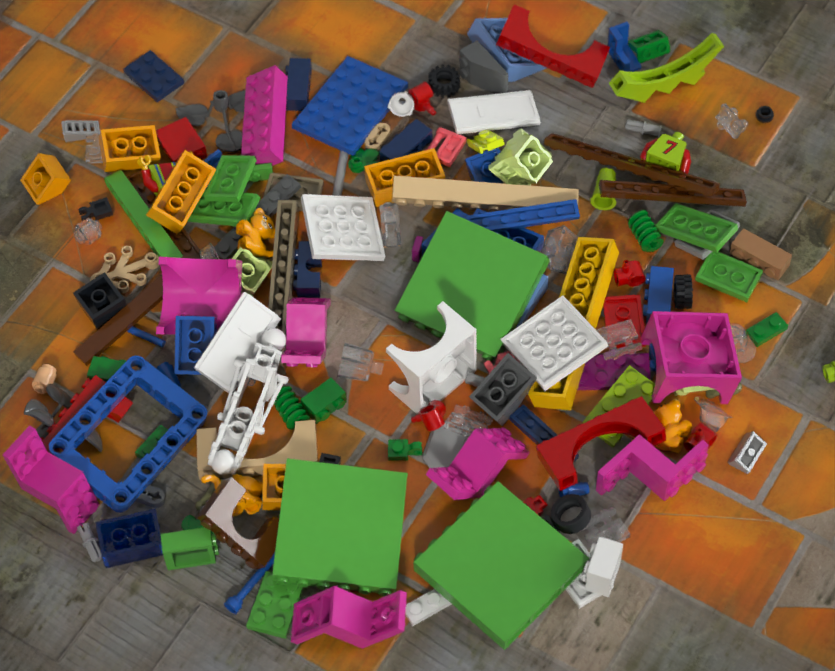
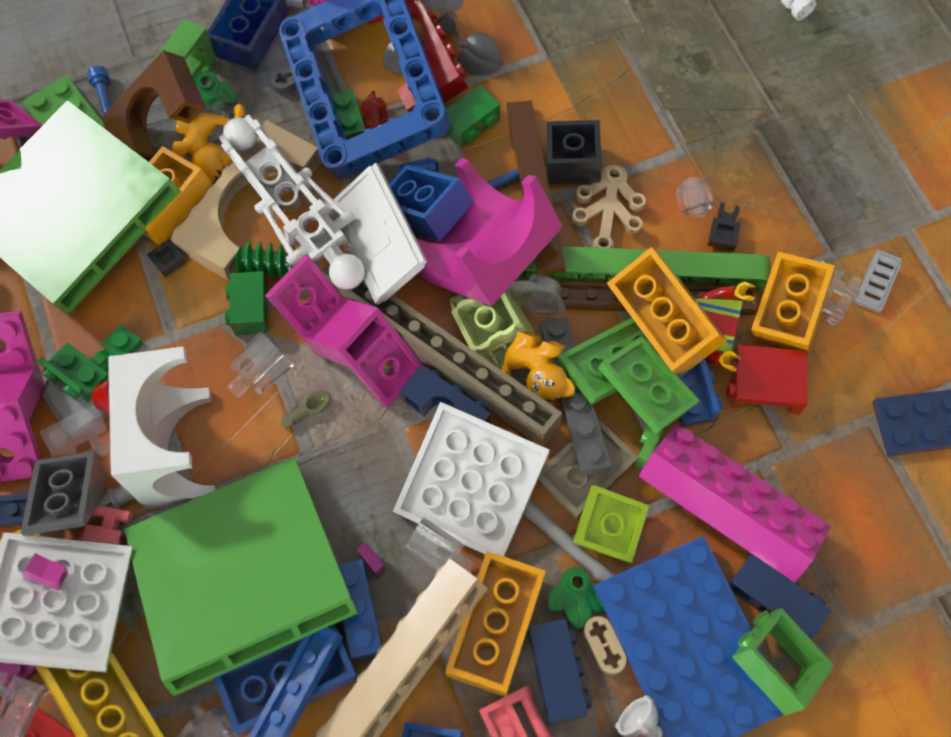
camera: 125 degrees right, 10 degrees up
(43, 377) = (515, 55): light nougat brick -> none
(45, 178) = (816, 200): light orange slope -> none
(150, 423) = (373, 111): none -> clear red hinge
(197, 113) = (816, 435): dark grey plant -> none
(316, 163) = (611, 524): none -> lime plate
(322, 54) = (799, 646): none -> bright green window
(357, 332) = (313, 404): none -> olive piece
(434, 449) = (74, 371): none -> green bracket
(544, 348) = (46, 572): none -> dark pink piece

